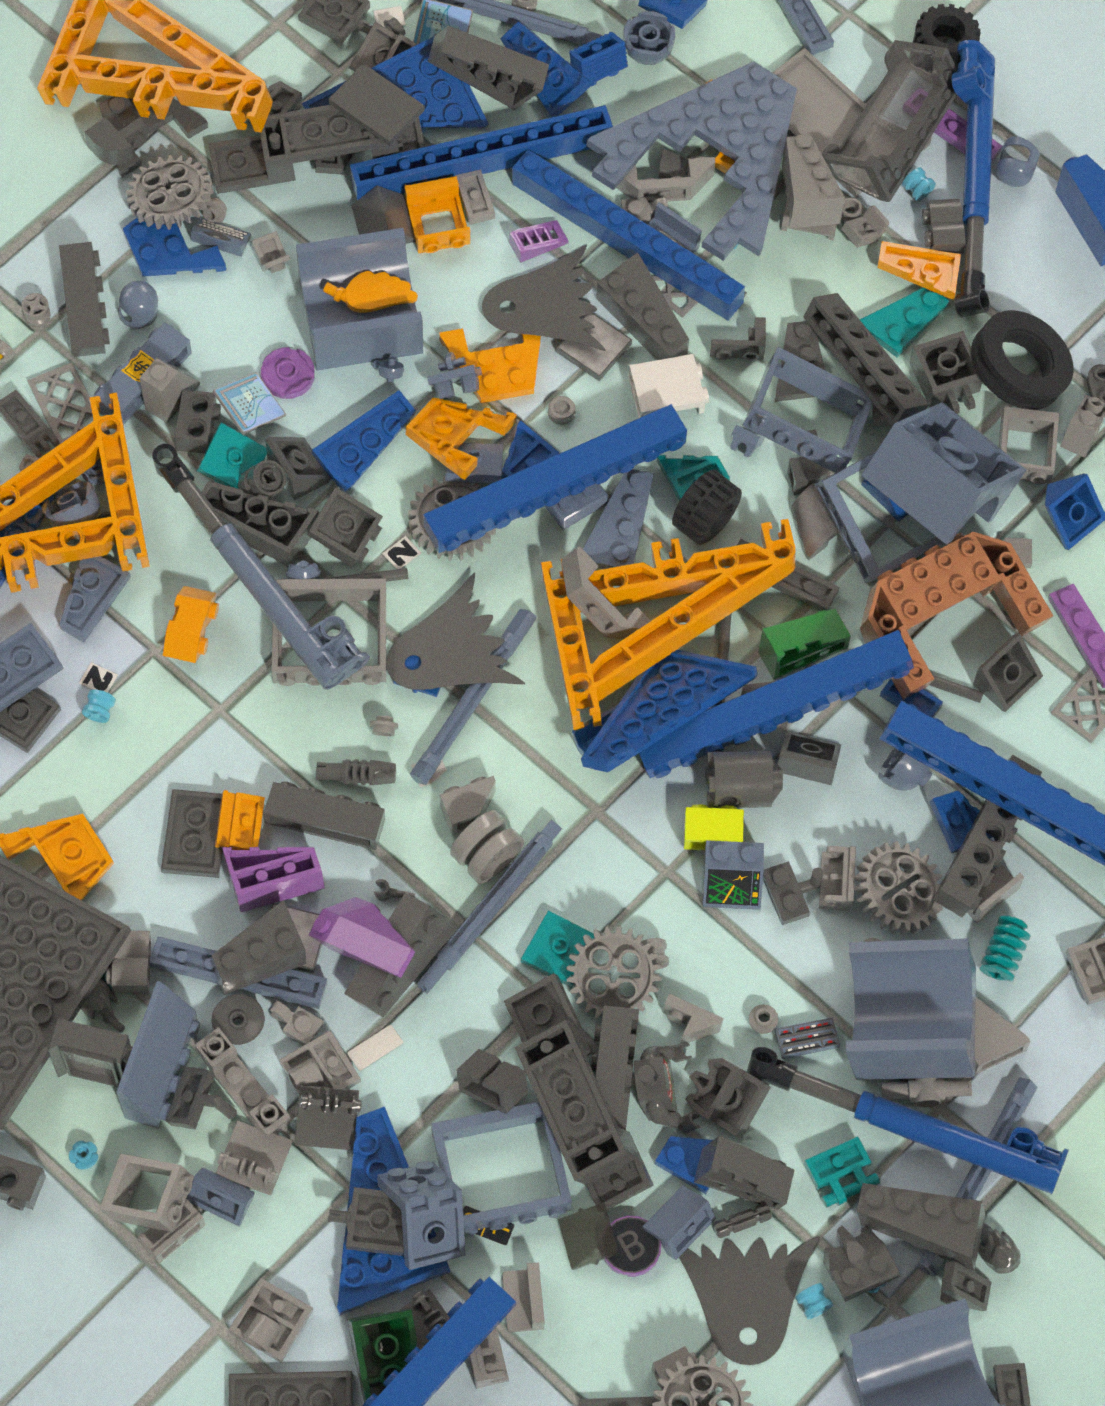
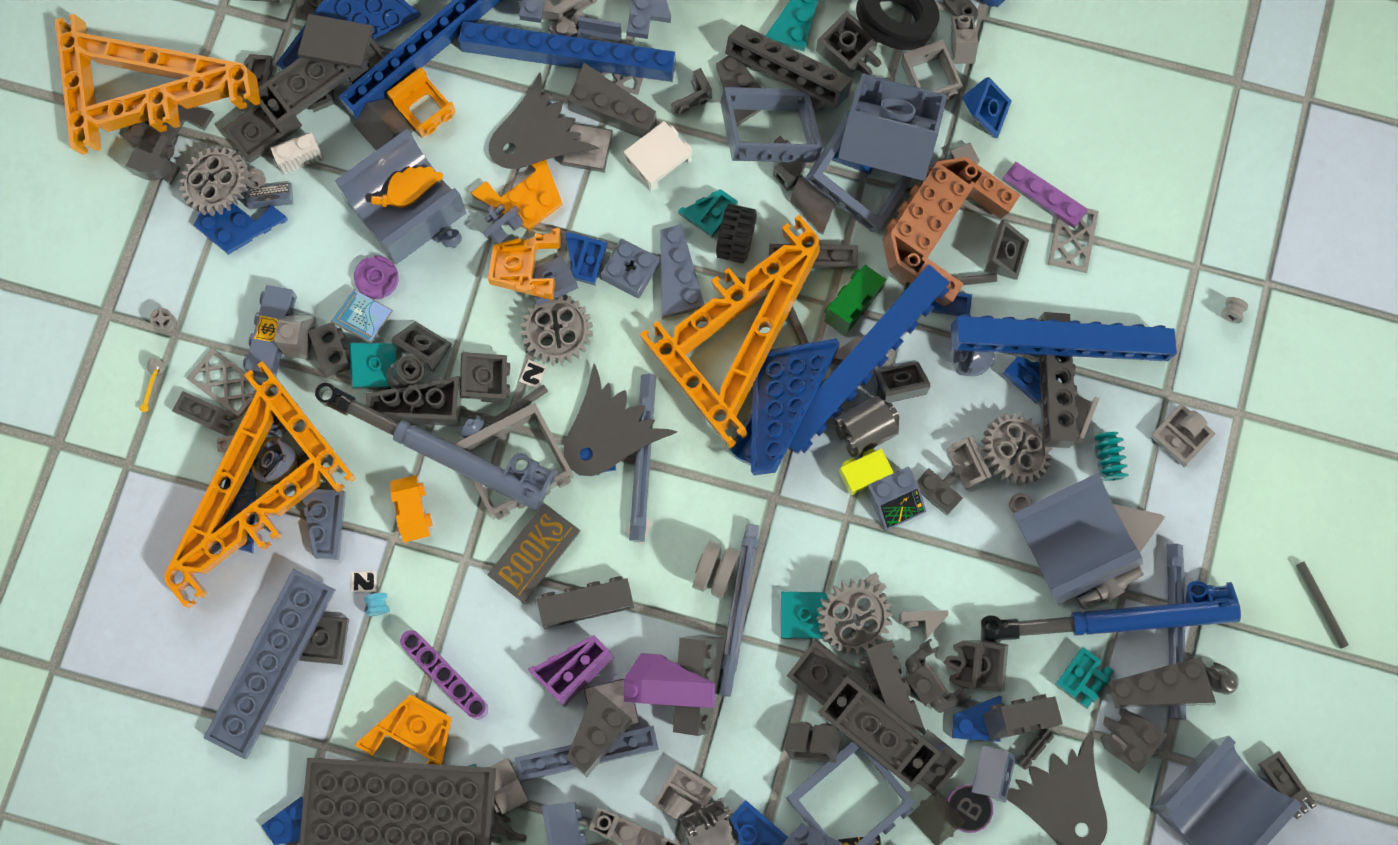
camera: 25 degrees left, 10 degrees up
(83, 299) = (195, 297): dark grey wedge -> none
(134, 825) = (437, 665): none -> medium lavender beam
(139, 302) = (238, 278): sand blue helmet -> none
(192, 834) = (498, 663): dark grey tile -> none
(238, 1007) = (603, 778): dark grey piece -> none
(239, 821) = (527, 639): light orange plate -> none
(270, 252) = (314, 191): light grey bracket -> none
(273, 205) = (297, 153): none -> white brick
(298, 738) = (534, 553): none -> dark grey tile
(300, 1025) = (652, 768): light grey plate -> none
(357, 772) = (591, 557): dark grey hinge -> none
(360, 443) = (459, 305): blue wing -> none
(375, 1047) = (712, 756): white sticker -> none
(383, 726) = (591, 513): light grey plate -> none
(389, 892) = (665, 634): dark grey hand -> none
(467, 803) = (683, 542): light grey slope -> none
(475, 197) = (441, 75): light grey plate -> none
(532, 250) = (499, 101): medium lavender slope -> none
(555, 479) = (617, 267): blue brick -> none
(561, 410) = (590, 208): light grey tile -> none
(588, 599) = (673, 330): light grey slope -> none
(748, 437) = (729, 165): sand blue tile -> none
(763, 1027) = (965, 593): light grey plate -> none
(807, 1038) = (1008, 591): tile -> none
(814, 1301) = (1116, 782): medium azure wheel -> none
(963, 1283) = (1210, 718): dark grey slope -> none

